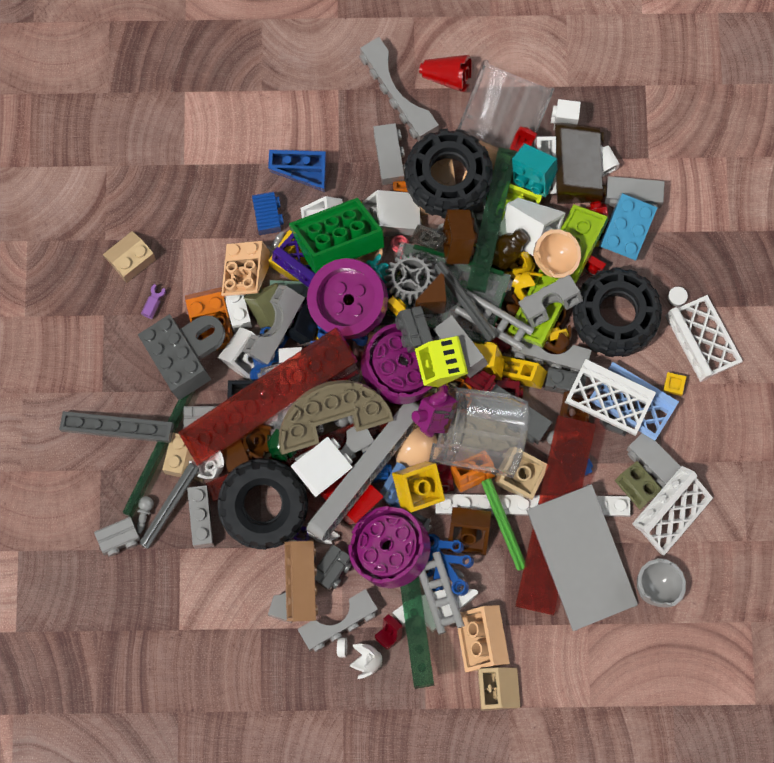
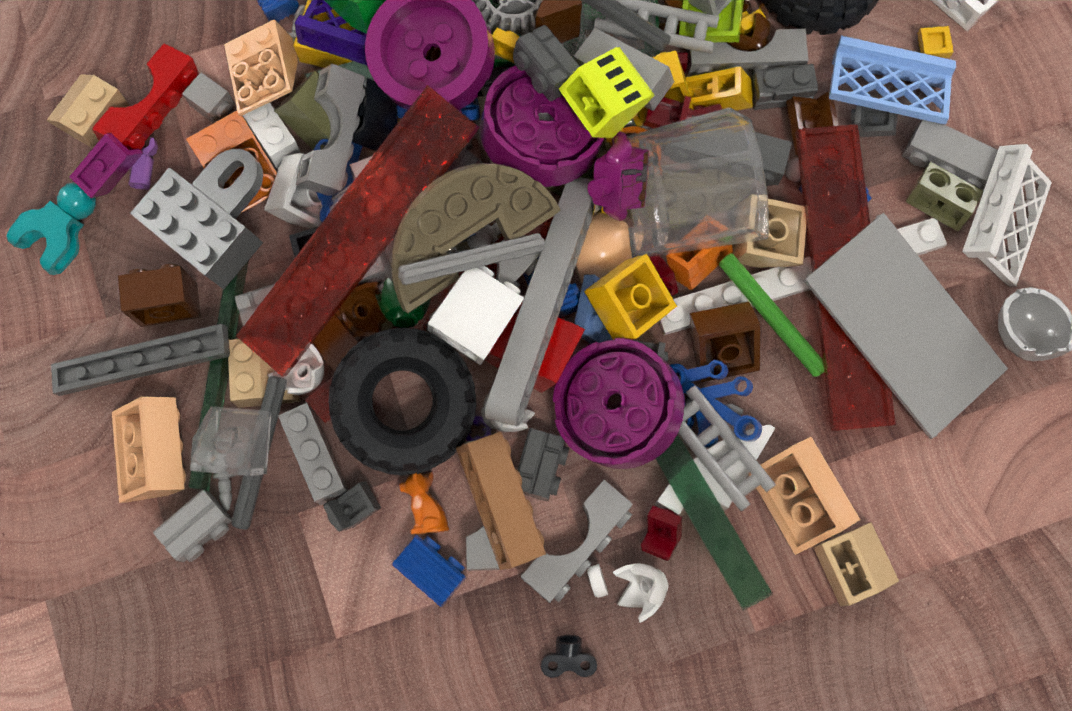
camera: 20 degrees left, 0 degrees up
(91, 324) = (57, 224): none -> teal piece
(104, 481) = (148, 449): none -> light nougat slope
(130, 300) = (104, 166): none -> magenta panel
(139, 391) = (159, 295): none -> reddish brown brick
(151, 279) = (134, 124): none -> red arch
(156, 494) = (232, 442): none -> clear slope
(206, 274) = (208, 98): none -> light grey brick
(213, 556) = (352, 507): none -> dark grey bracket
(246, 608) = (429, 570): none -> blue brick
(255, 572) = (427, 511): none -> orange animal
(310, 686) = (568, 658): none -> black piece
(329, 434) = (470, 259): none -> light grey axle
(618, 383) = (861, 61): white fence -> none

